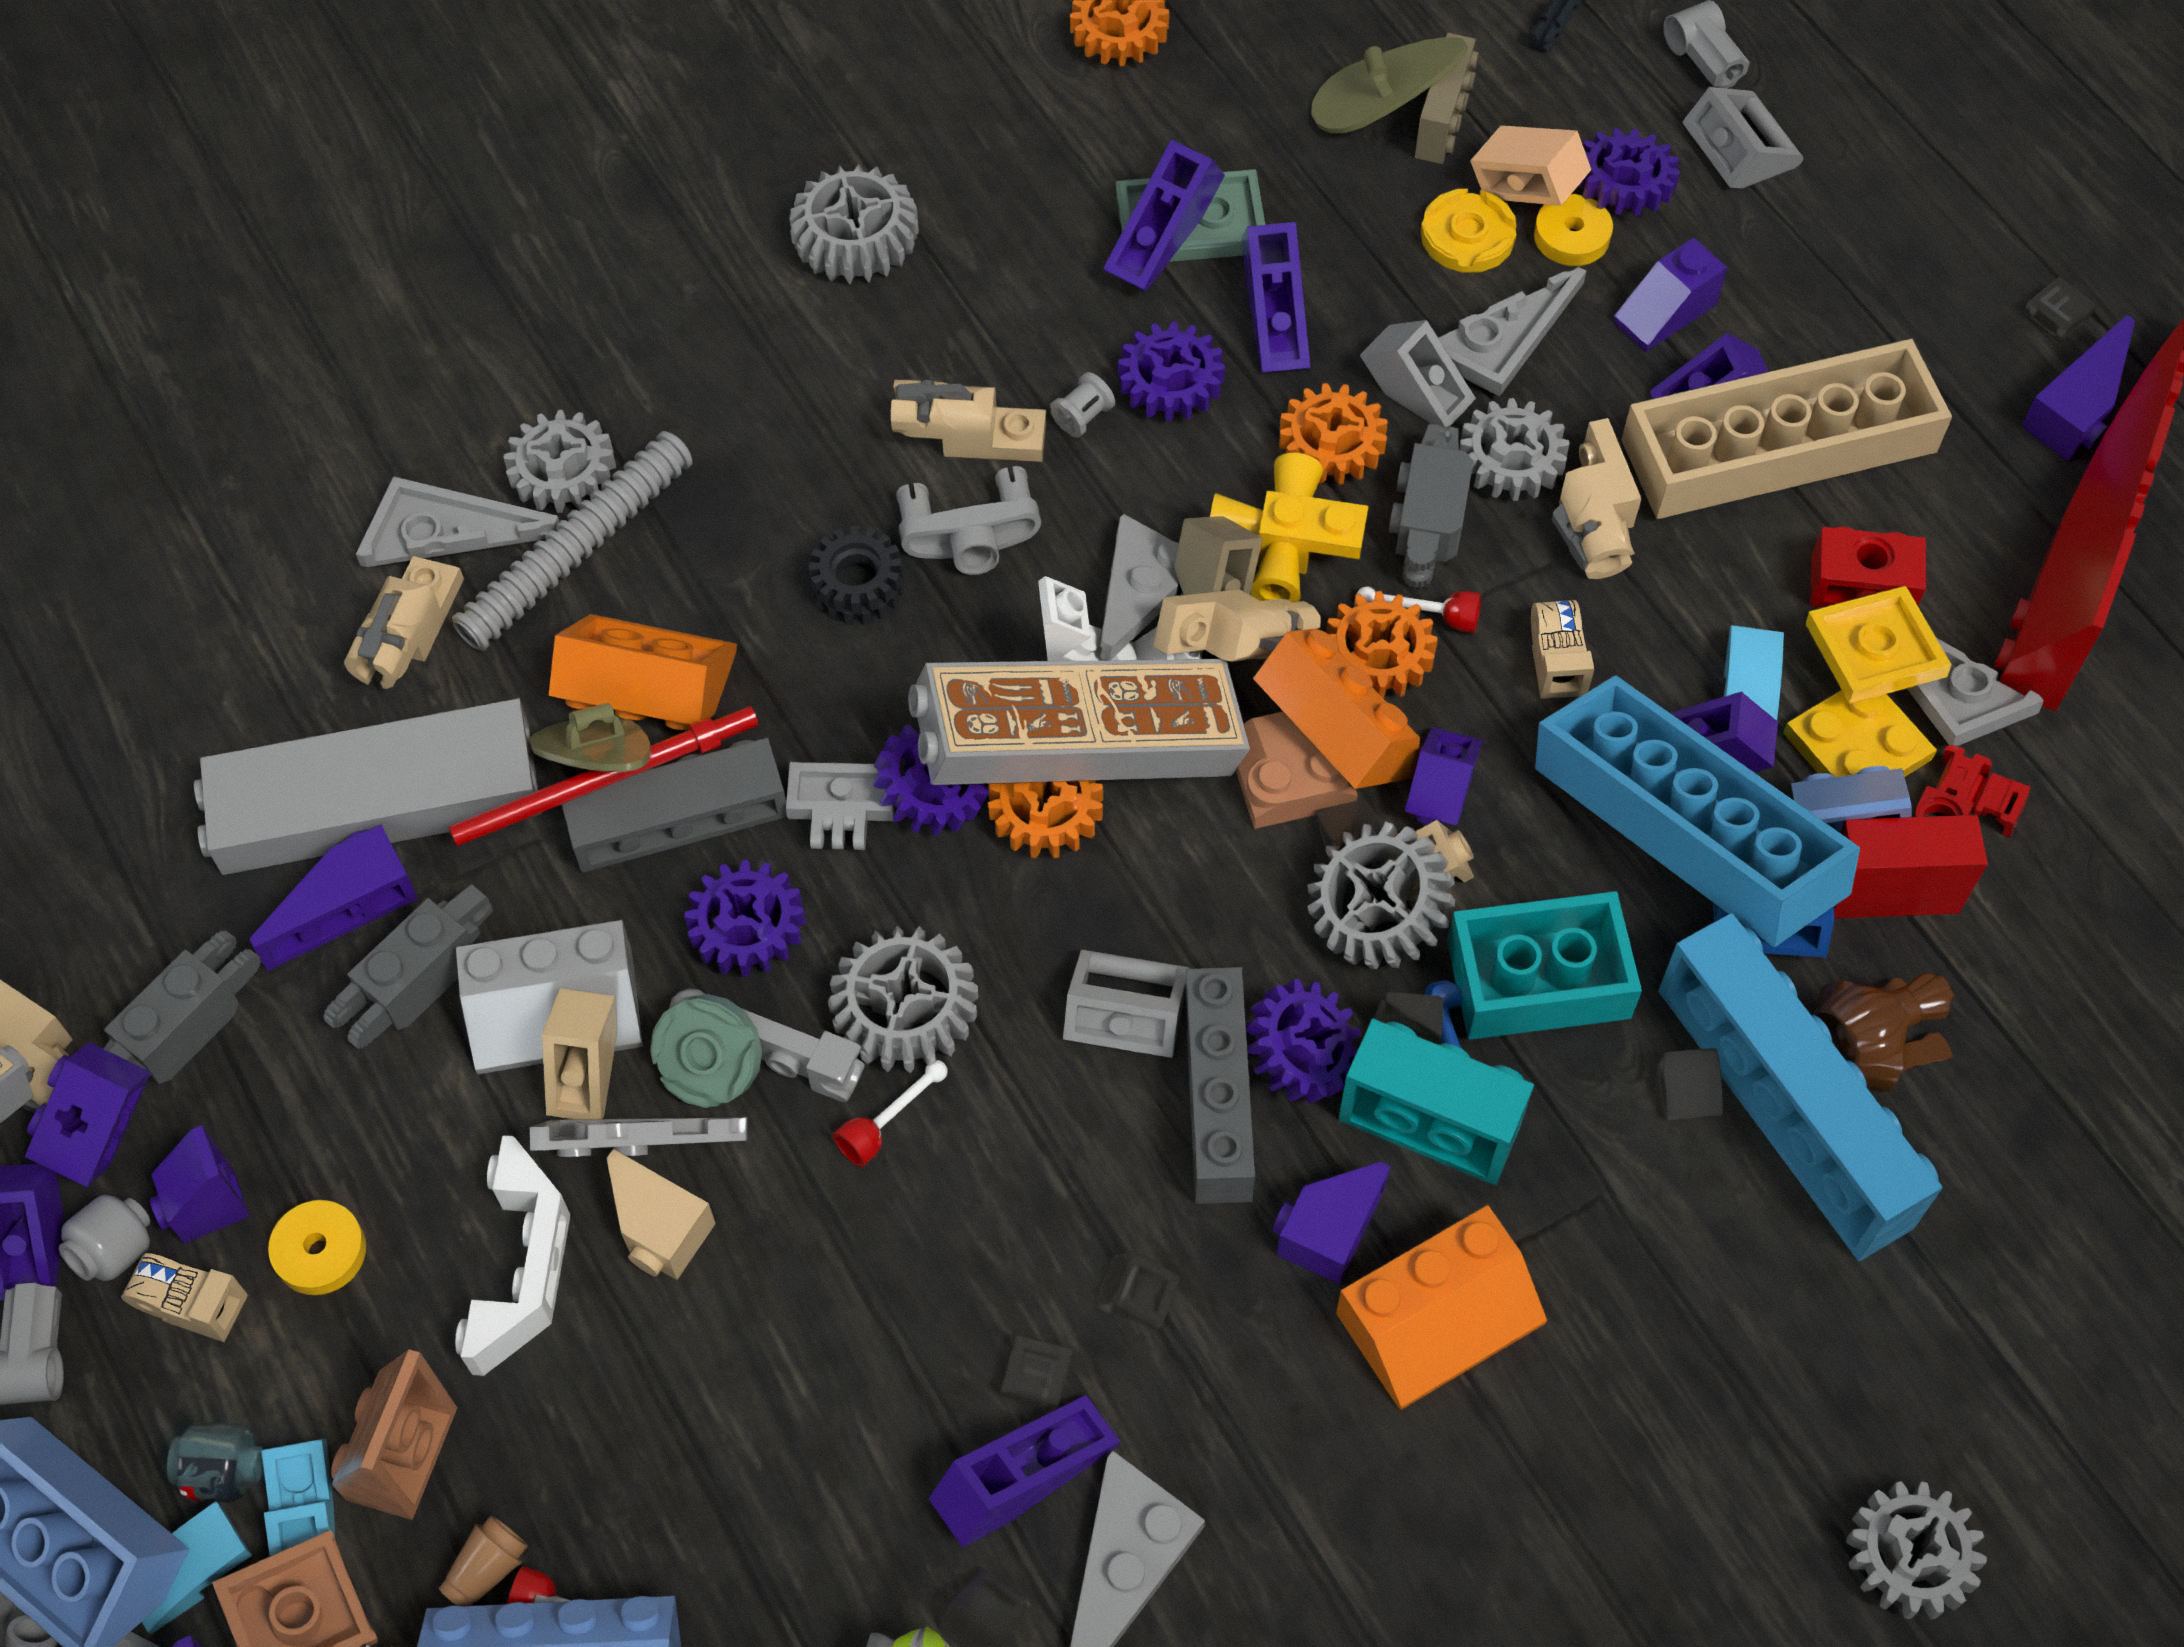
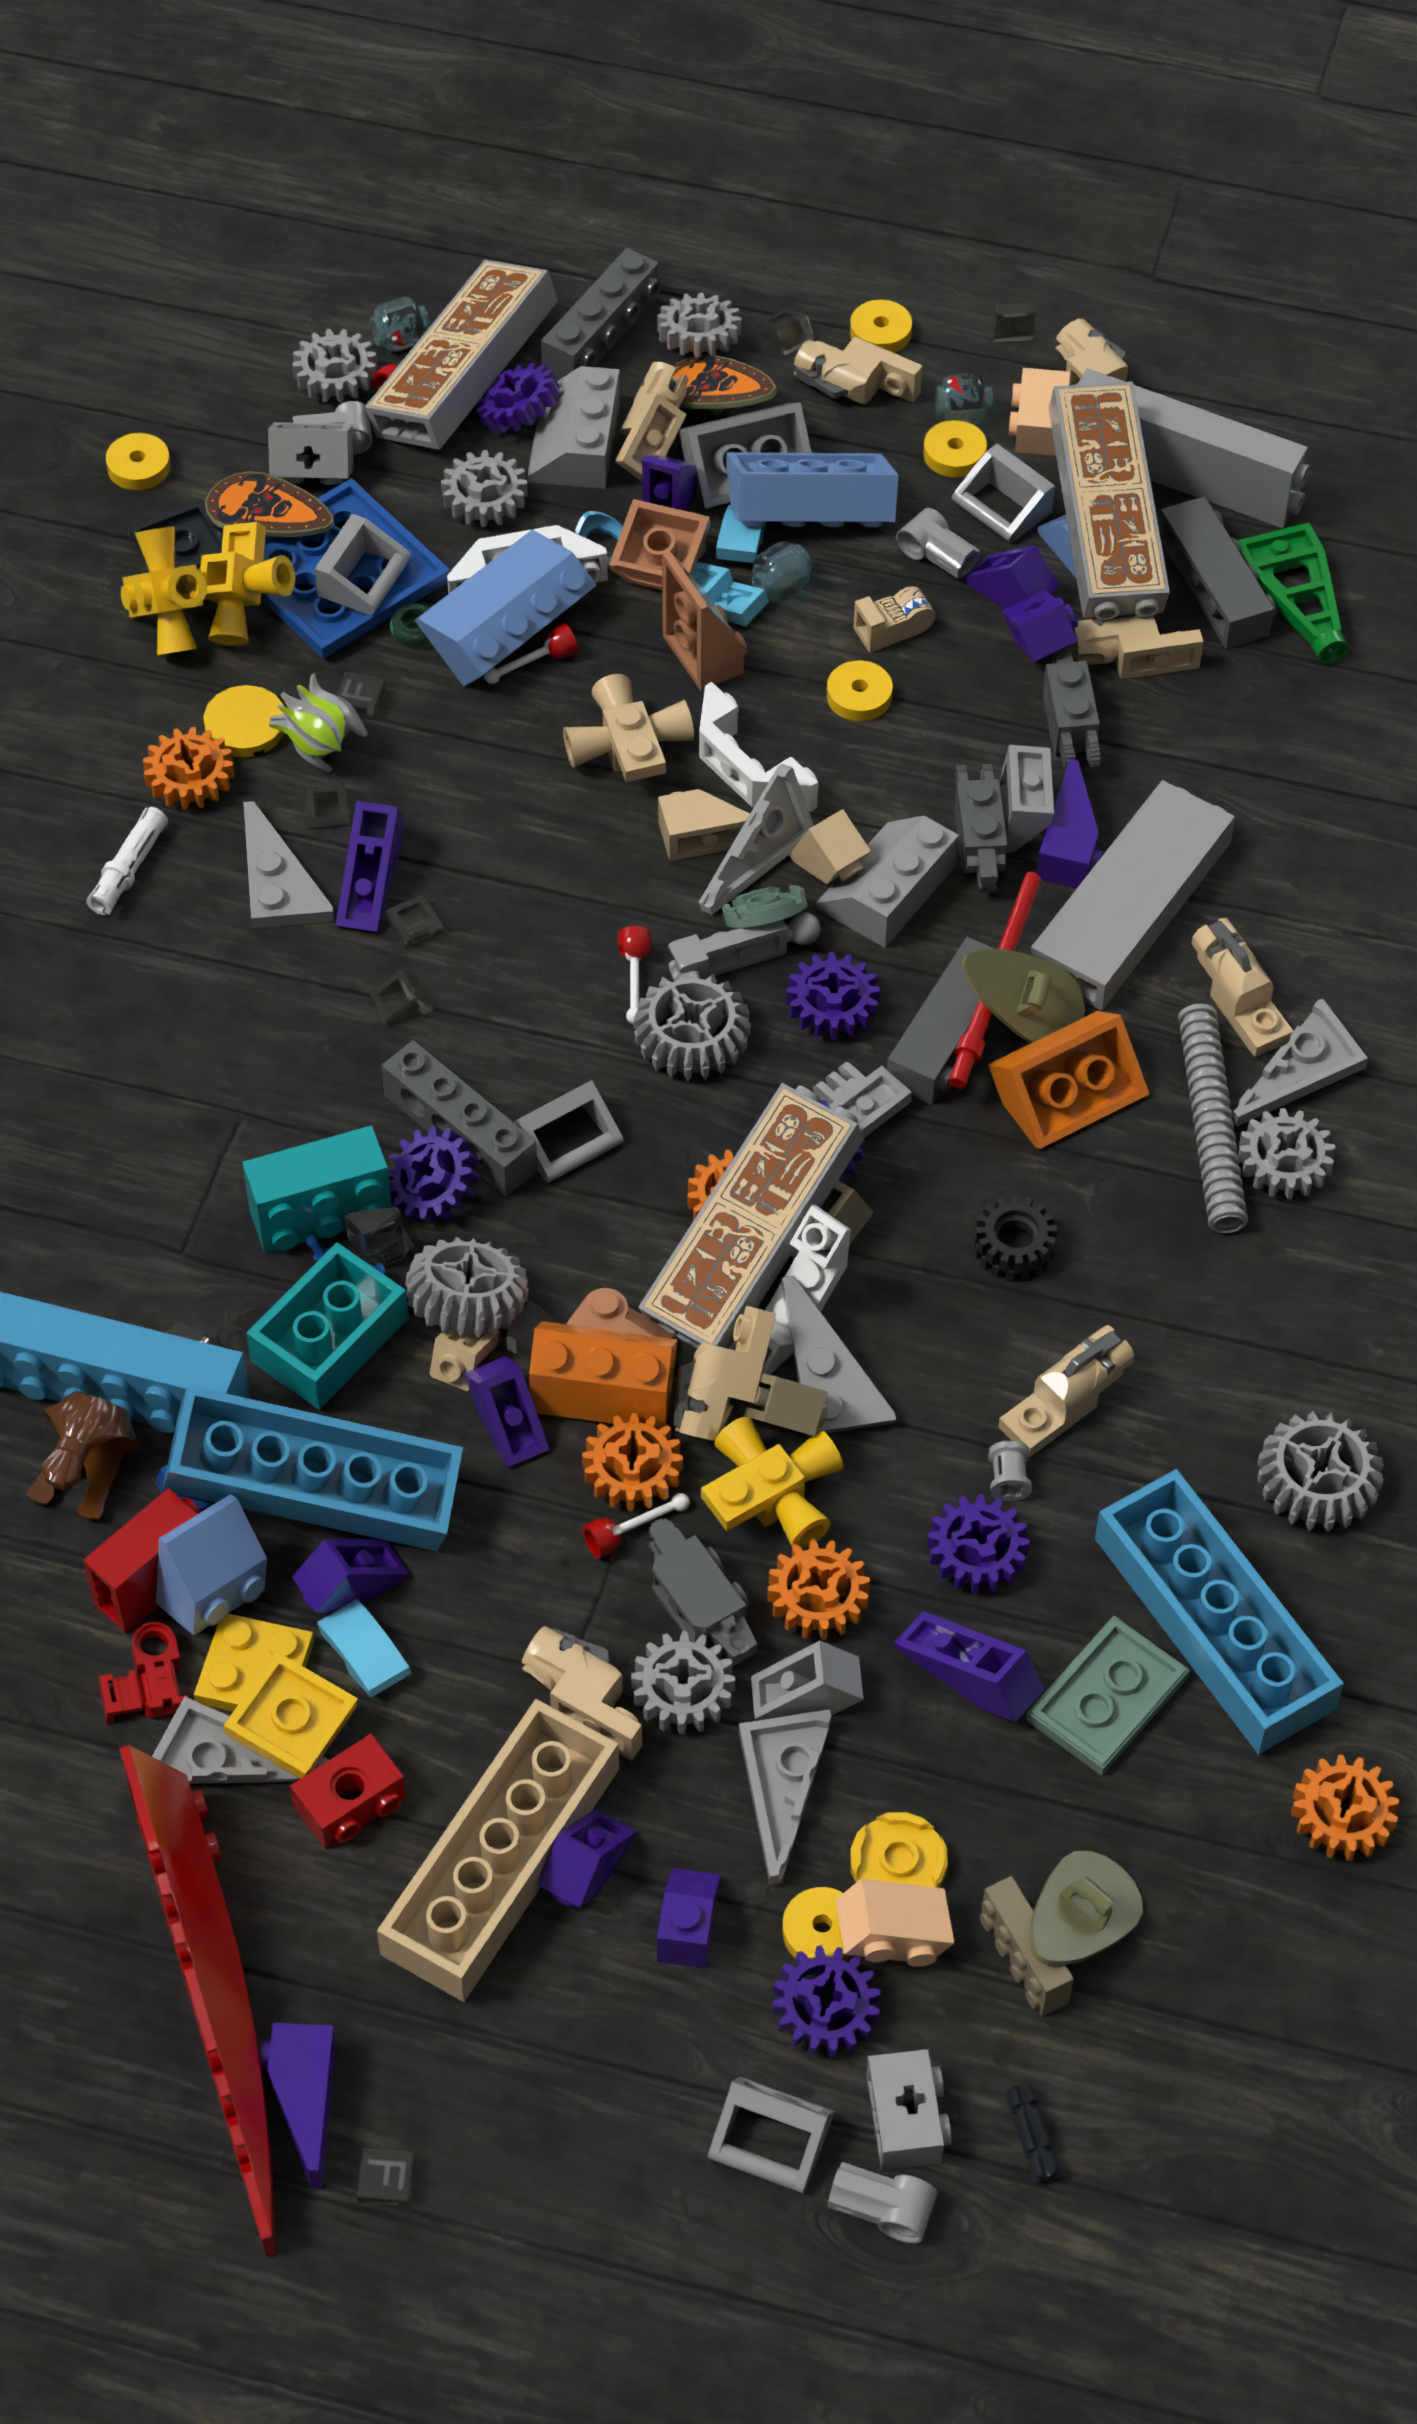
camera: 135 degrees right, 5 degrees down
(105, 1237) = (964, 605): light grey head -> none
(197, 1189) = (942, 655): dark purple slope -> none
(329, 940) = (1026, 793): none -> light grey tile
(483, 1562) = (600, 638): medium nougat cone -> none
(605, 1381) = (628, 731): none -> tan brick
(973, 532) = (975, 1317): light grey connector -> none
(1055, 185) = (1218, 1611): none -> dark azure brick
(1164, 215) = (1109, 1646): dark purple slope -> none
(1330, 1220) = (323, 1096): dark purple slope -> none
(1442, 1307) = (220, 1109): orange slope -> none
(1560, 649) = (511, 1558): tan leg -> none
(1636, 76) = (901, 2137): none -> light grey brick

